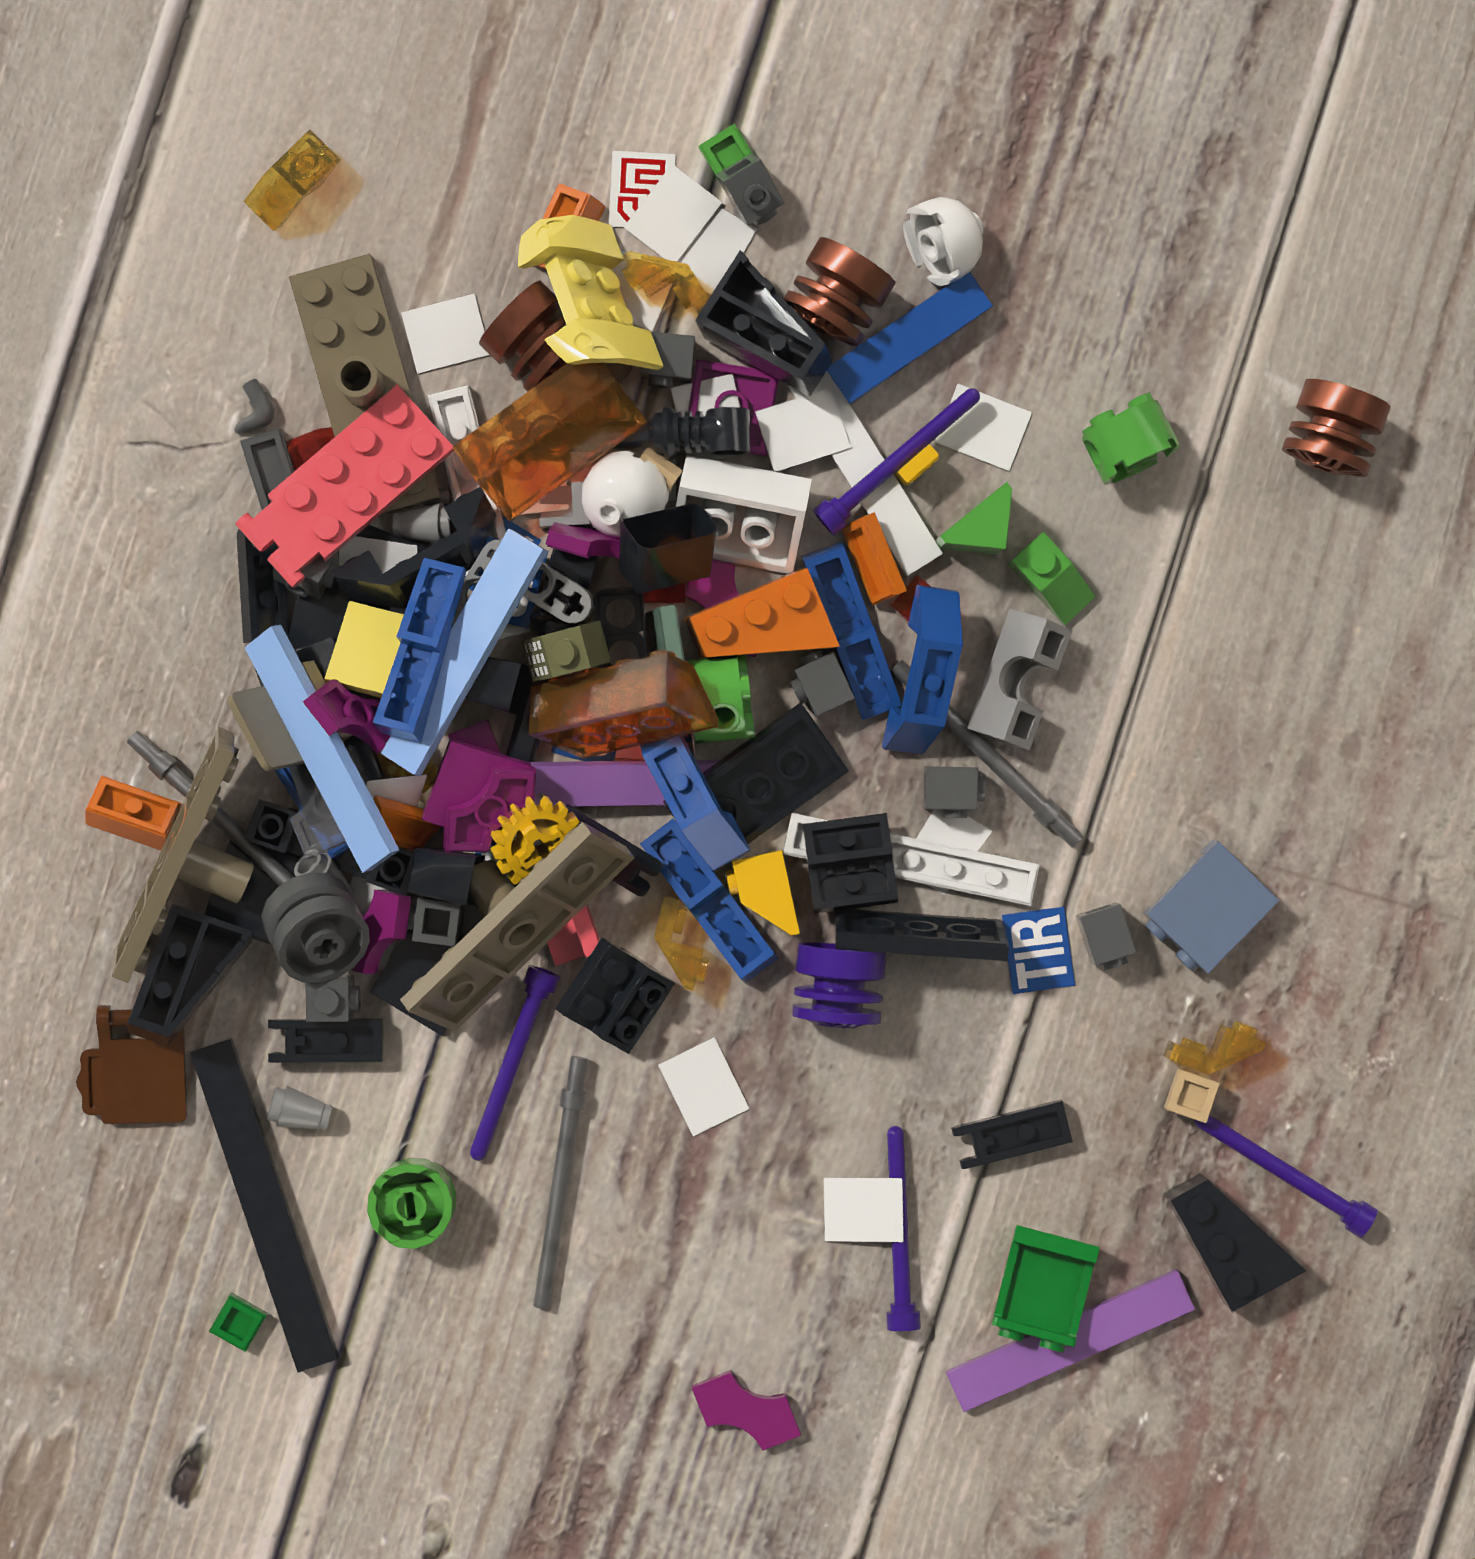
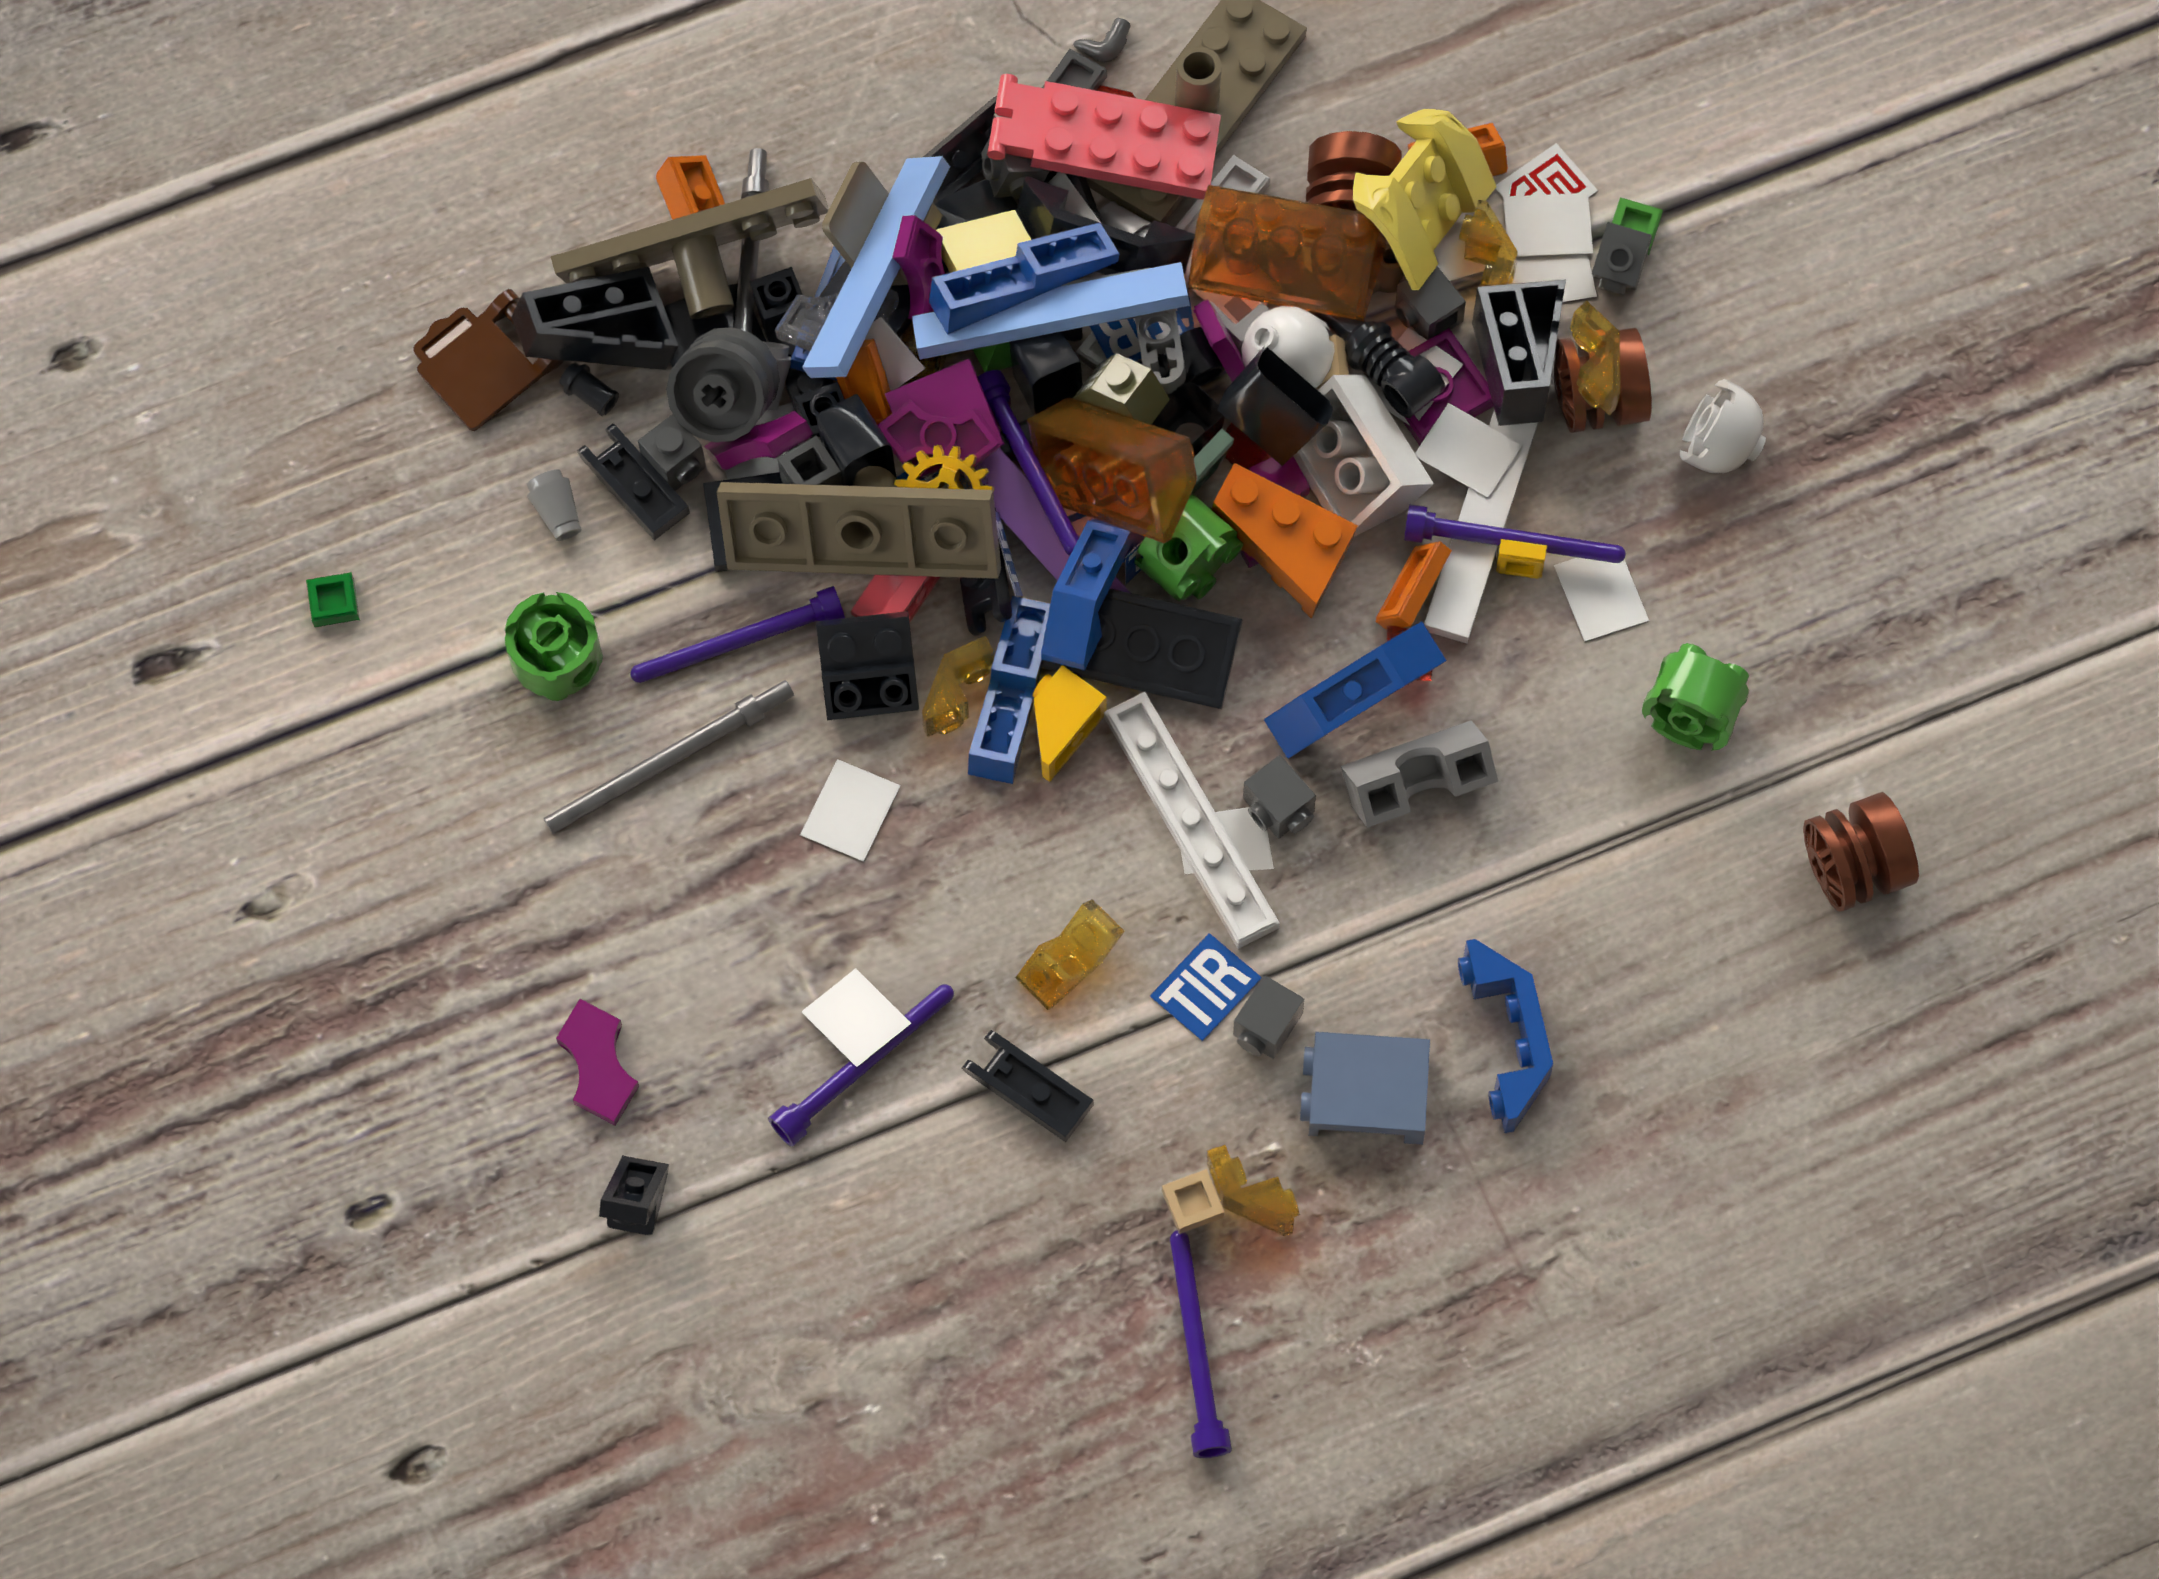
camera: 55 degrees right, 20 degrees down
(224, 1013) = (588, 388): none -> black pin
(264, 1205) = (450, 544): black tile -> none
(444, 333) = (1289, 130): white sticker -> none
(479, 733) = (997, 394): none -> dark purple piece
(615, 830) = (1007, 556): none -> sticker
(821, 682) = (1273, 627): dark grey brick -> none
(838, 985) = (1041, 825): dark purple wheel -> none
(850, 863) = (1144, 765): black slope -> none
(854, 301) = (1600, 374): none -> clear yellow slope
(859, 644) = (1341, 615): blue slope -> none
(867, 1465) = (634, 1195): none -> black slope
(909, 338) = (1611, 468): blue slope -> none
(920, 934) = (1134, 861): black tile -> none
(942, 1027) = (1073, 955): none -> clear yellow slope
(983, 527) = (1517, 636): bright green slope -> none
(1044, 1288) = (919, 1215): green panel -> none
(1046, 811) = (1329, 890): flat silver bar -> none
(1052, 578) = (1527, 736): bright green slope -> none
(1098, 1330) = (889, 1283): medium lavender tile -> none
(1229, 1244) = (1090, 1341): black wedge -> none
(1298, 806) = (1495, 975): none -> blue slope

